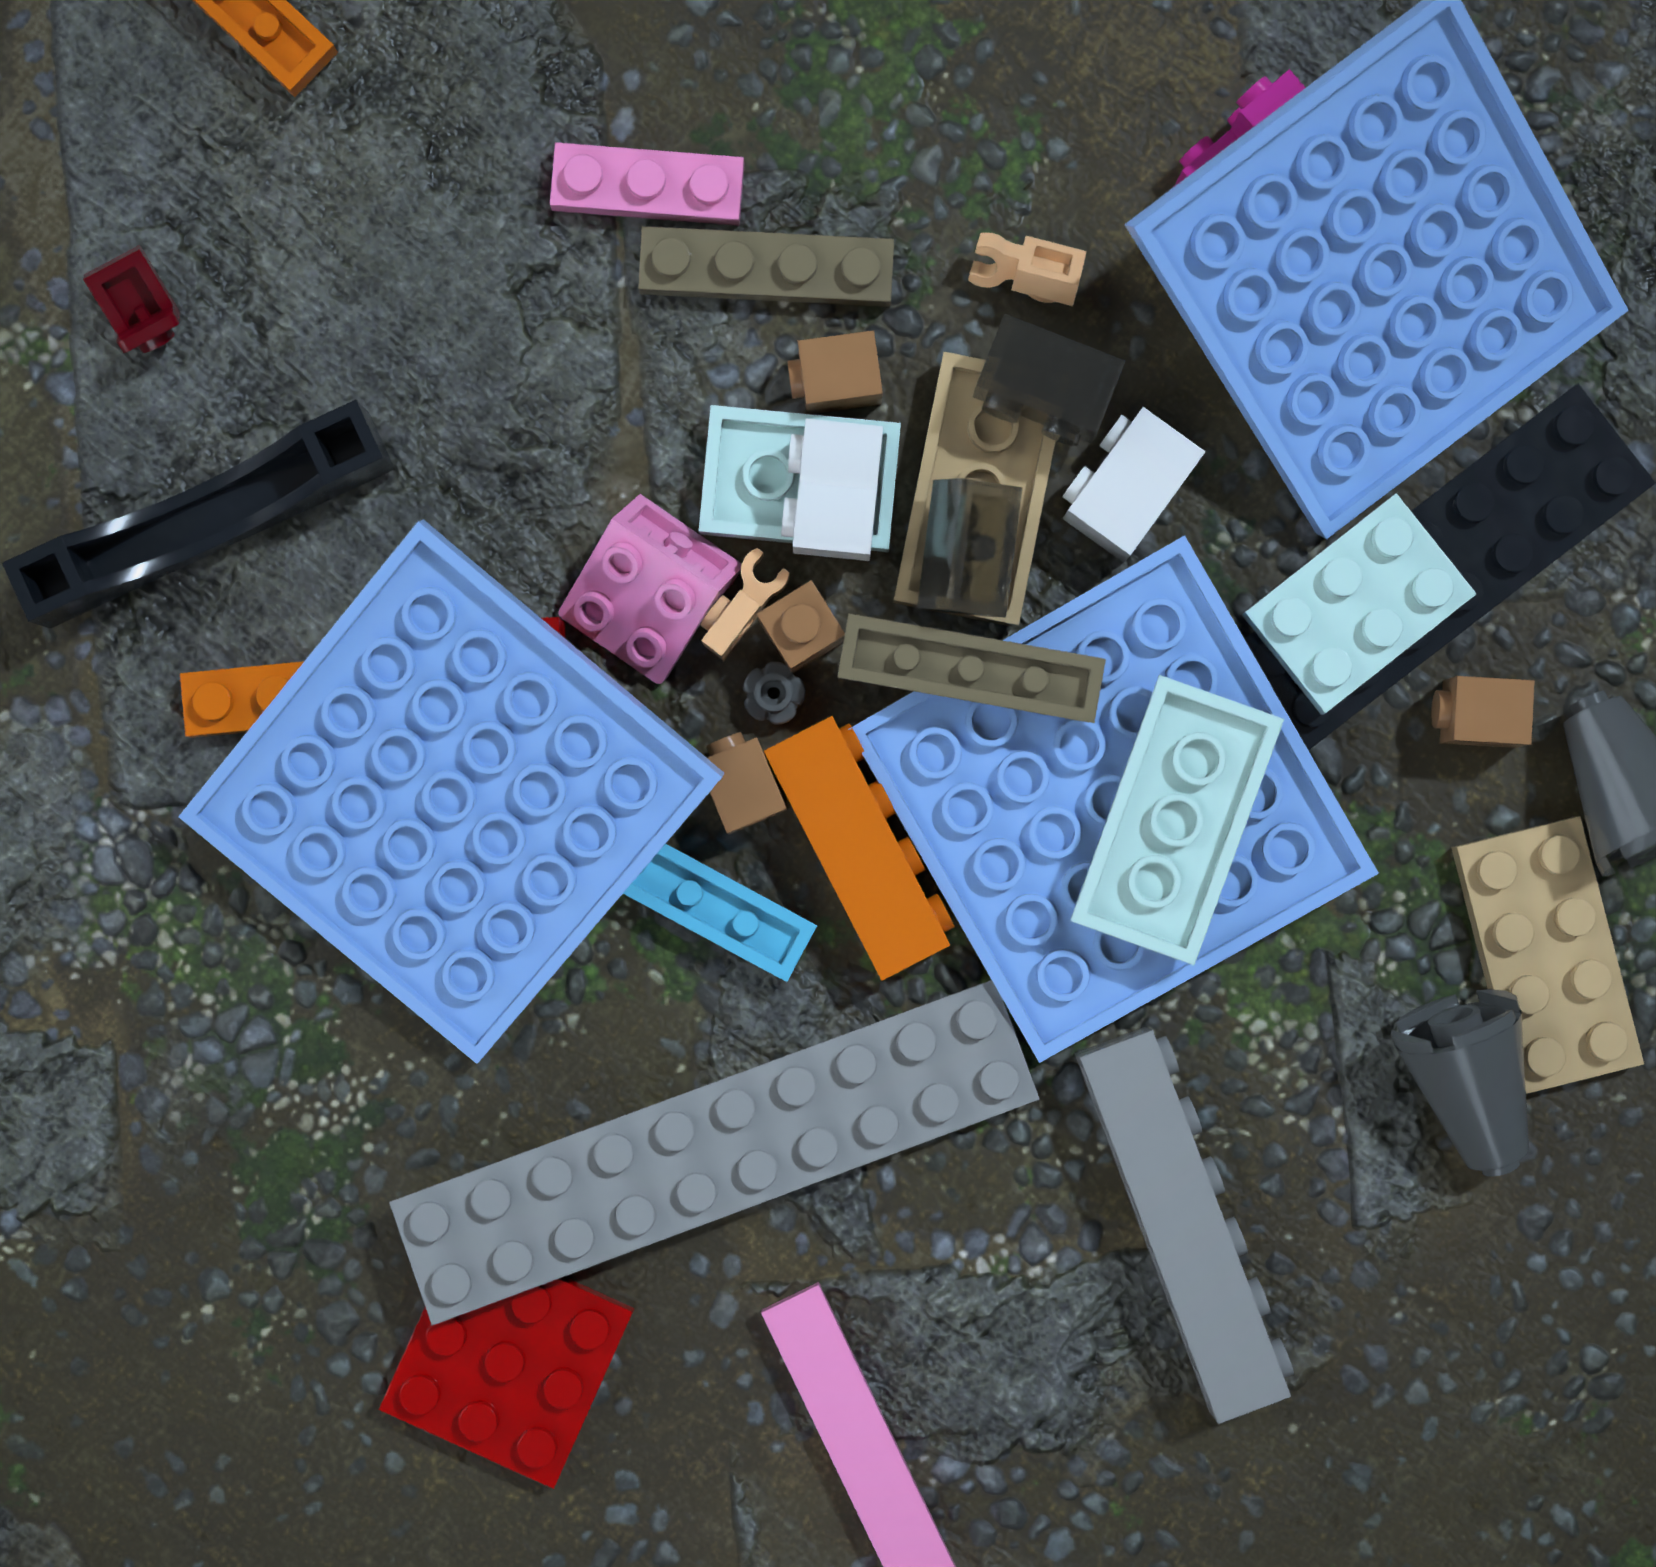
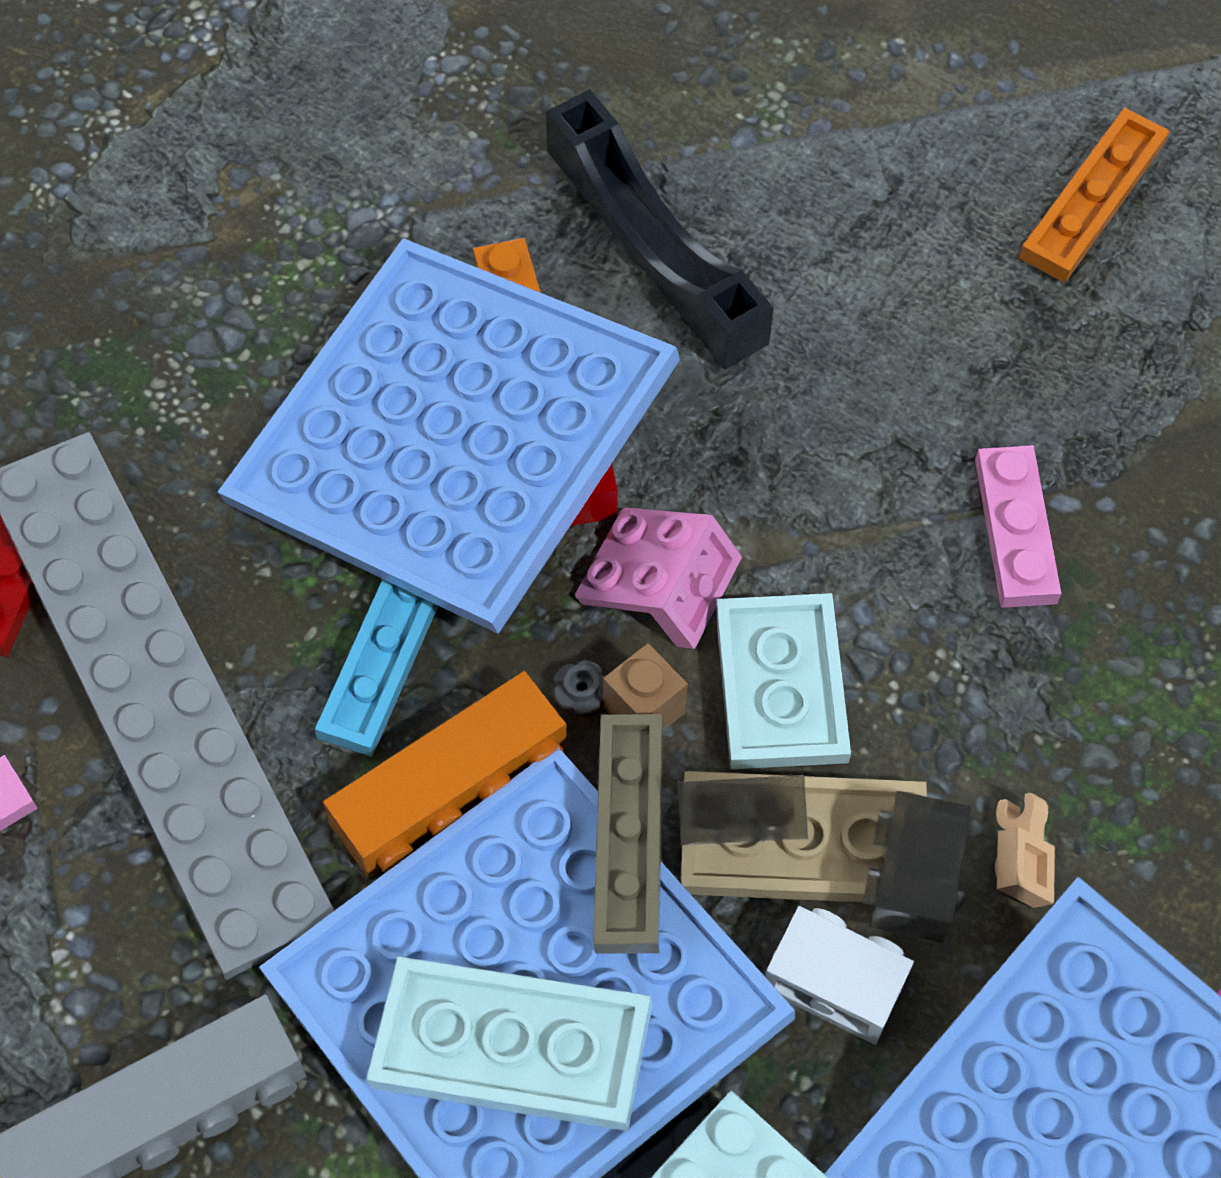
camera: 80 degrees right, 25 degrees down
(134, 301) = (823, 166): dark red bracket -> none
(731, 619) = (631, 631): light nougat plate -> none
(748, 787) = (489, 661): medium nougat brick -> none
(766, 266) = (969, 633): dark tan plate -> none
(835, 489) = (775, 696): white brick -> none
(837, 373) = (885, 696): medium nougat brick -> none

